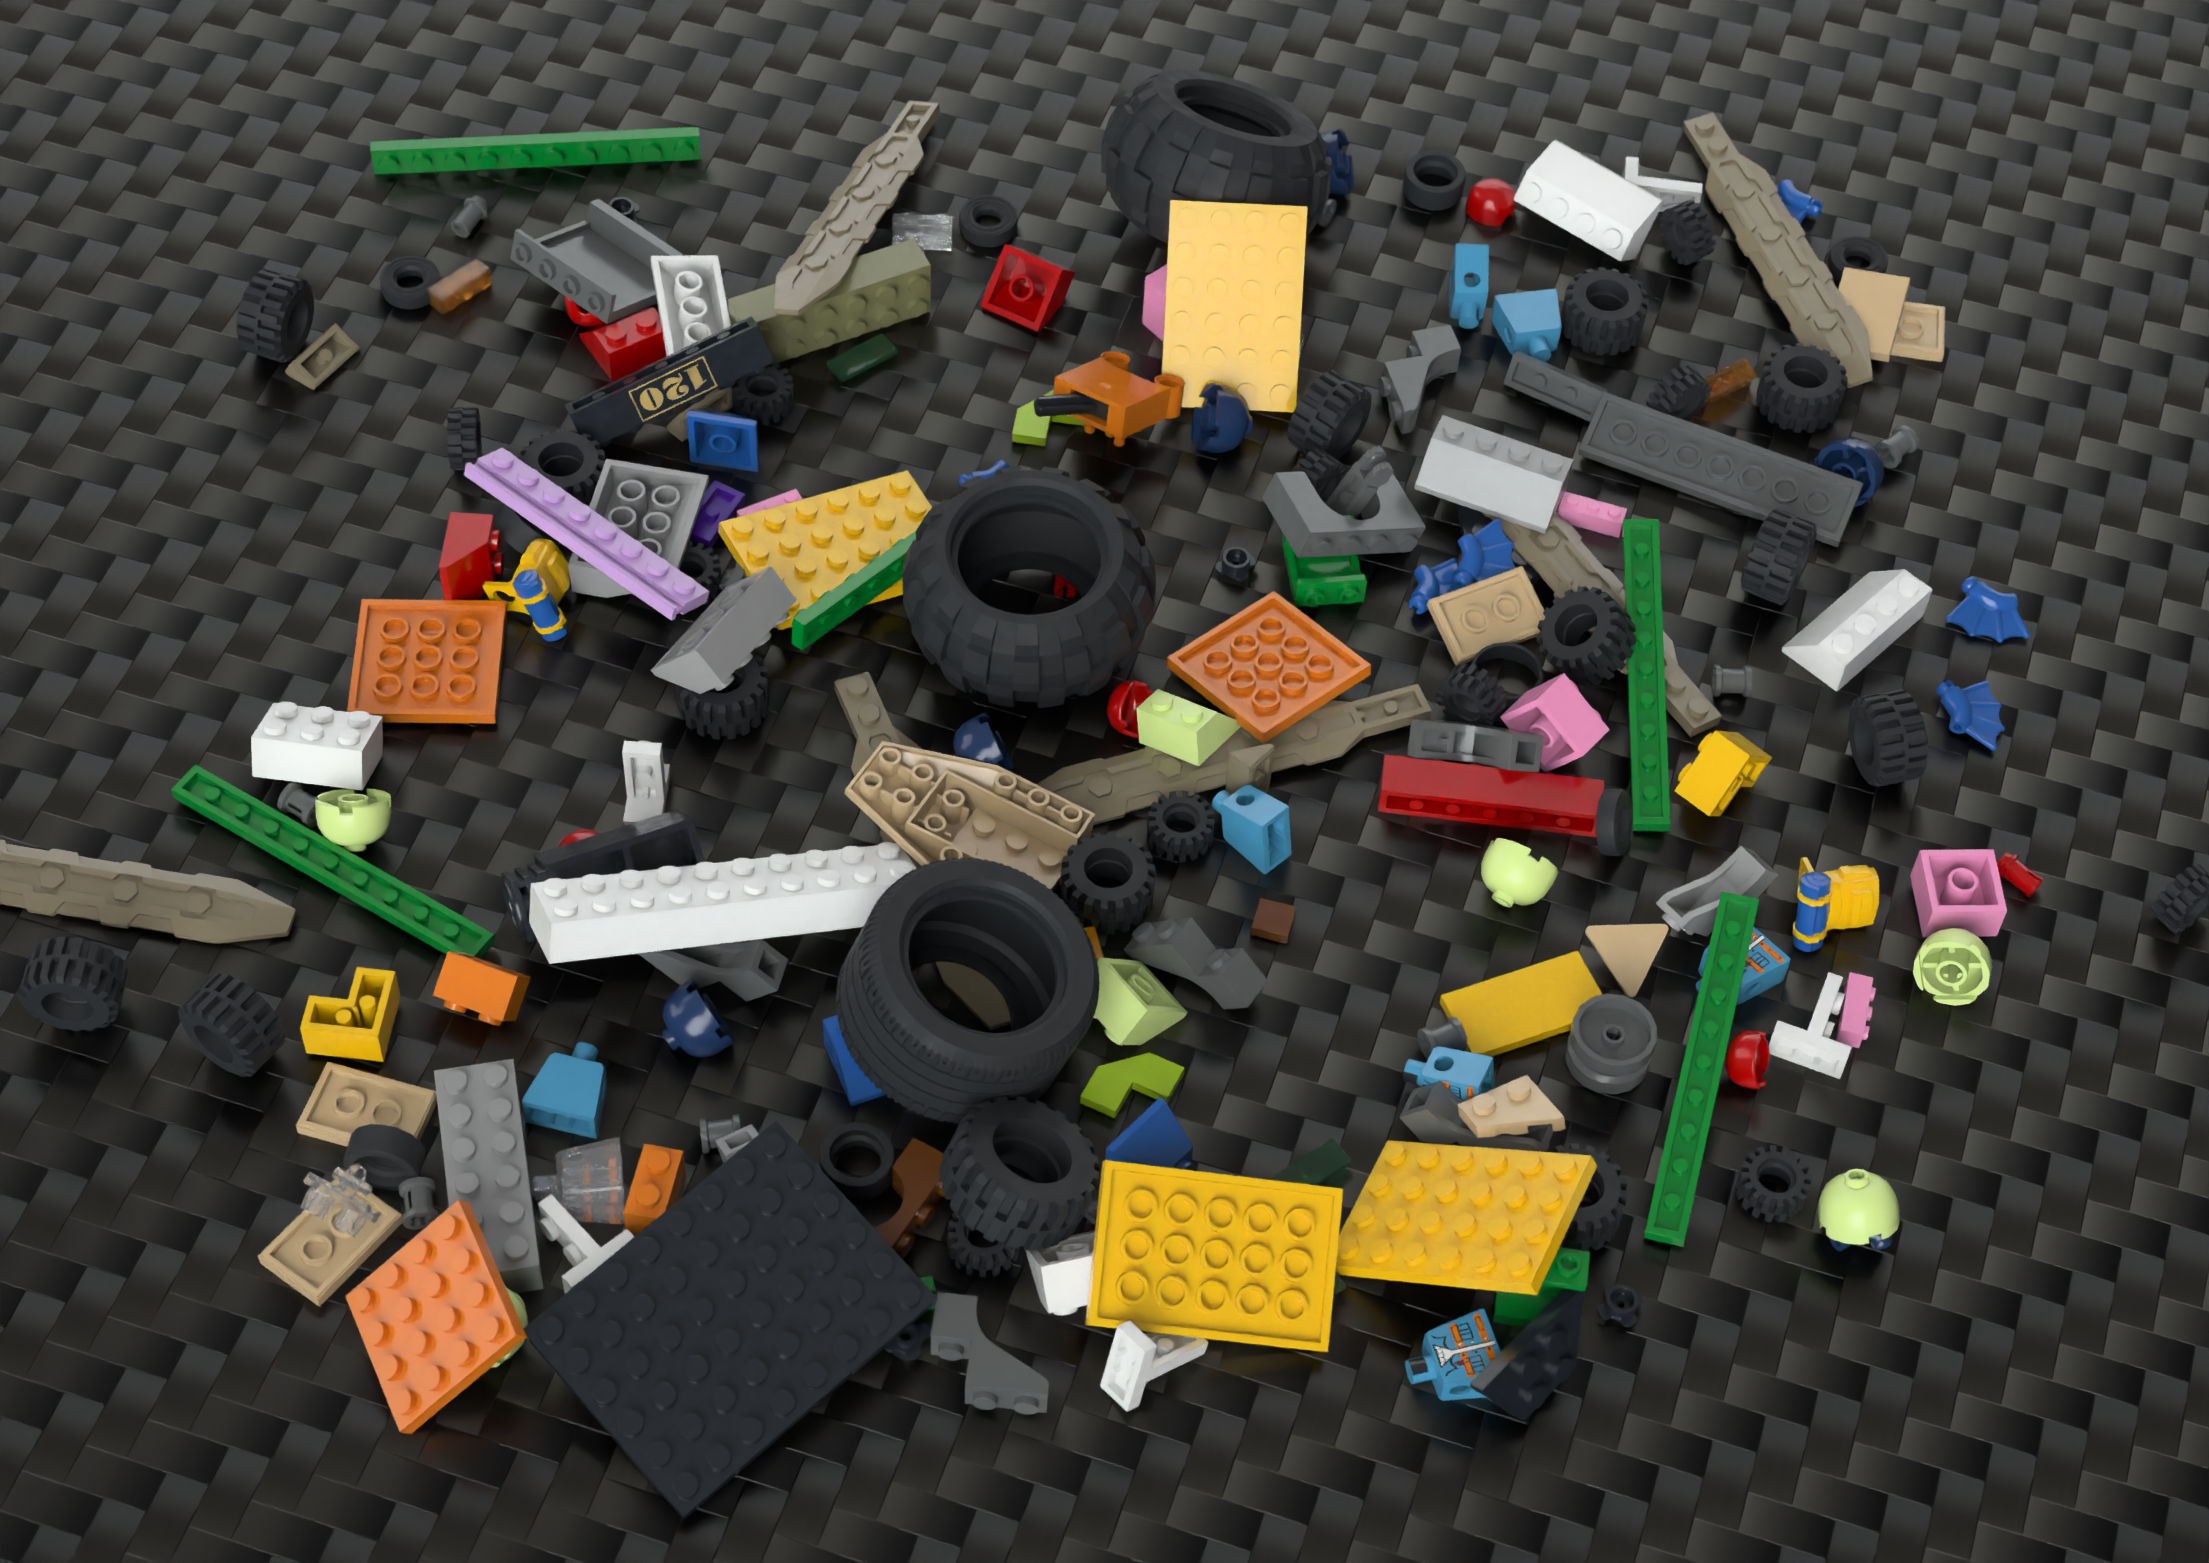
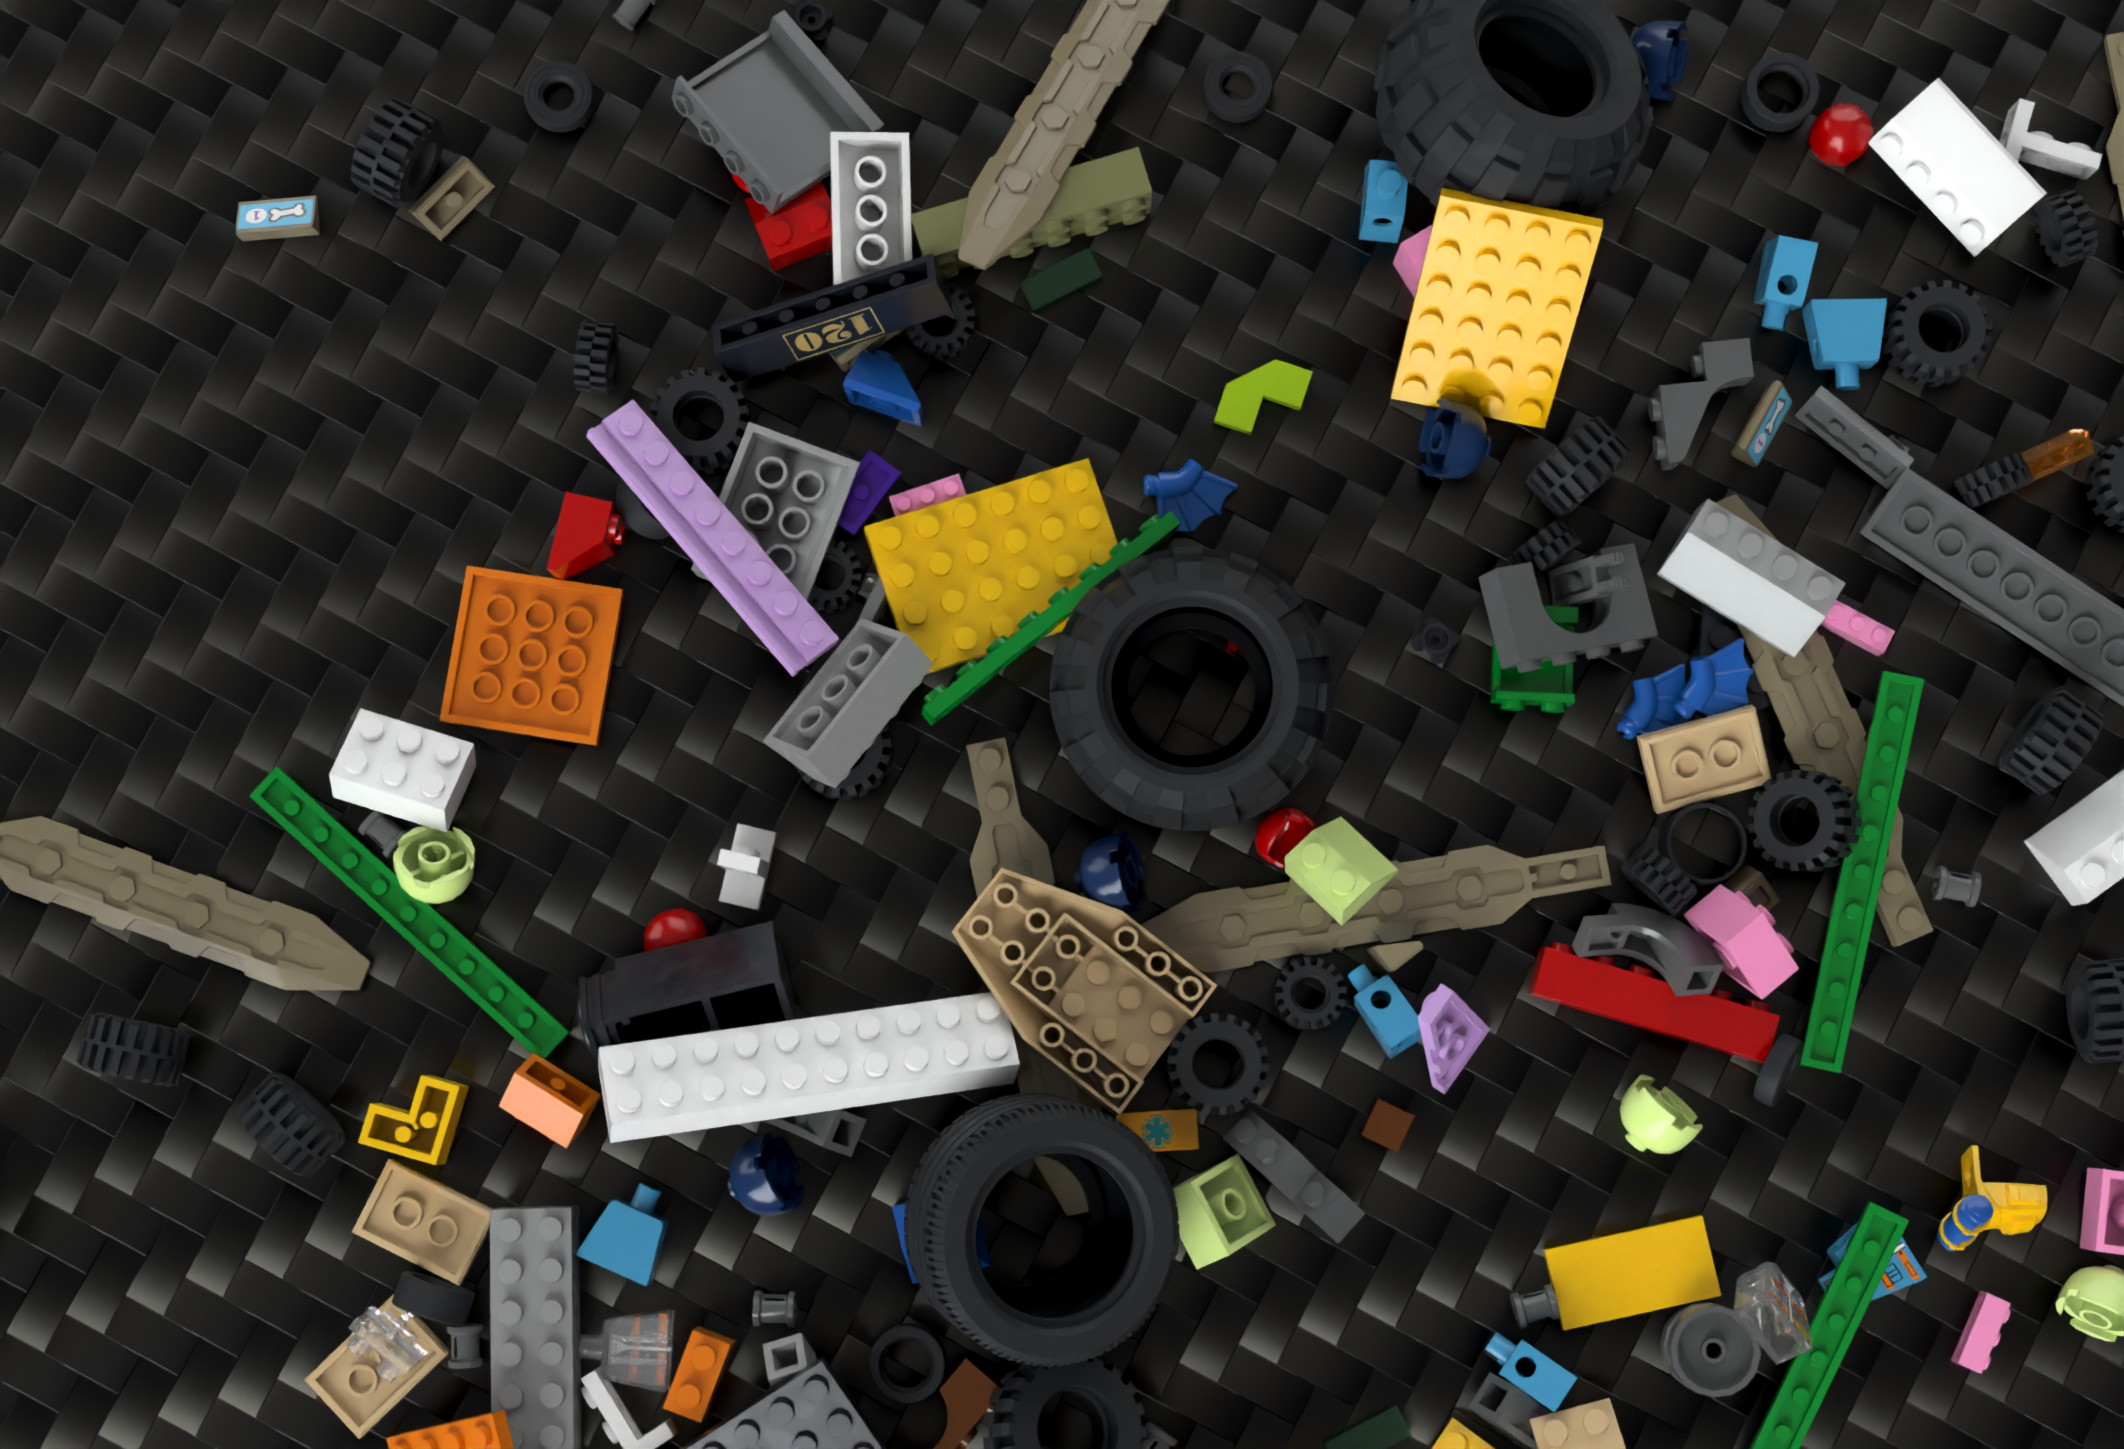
camera: 15 degrees right, 30 degrees up
(168, 387) = (278, 218): none -> slope
(459, 286) = (614, 112): clear orange piece -> none
(538, 588) = (657, 586): yellow piece -> none
(927, 230) = (1155, 100): clear hips -> none
(1026, 287) = (1266, 202): red slope -> none
(1112, 398) = (1332, 403): orange piece -> none
(1122, 257) = (1382, 198): none -> dark azure torso
(1142, 1073) = (1216, 1294): lime tile -> none
(1153, 1141) = (1204, 1411): blue slope -> none
(1268, 666) = (1443, 799): orange plate -> none
(1314, 824) = (1448, 1035): none -> lavender wing
(1478, 389) = (1762, 424): none -> slope
(1628, 950) = (1756, 1227): tan piece -> none
(1660, 996) = (1762, 1301): none -> clear torso
(1696, 903) = (1850, 1187): light grey arch -> none
(1720, 770) = (1917, 1018): yellow brick -> none
(1748, 1059) = (1848, 1385): red hair -> none
(1814, 1046) = (1935, 1354): white bracket -> none

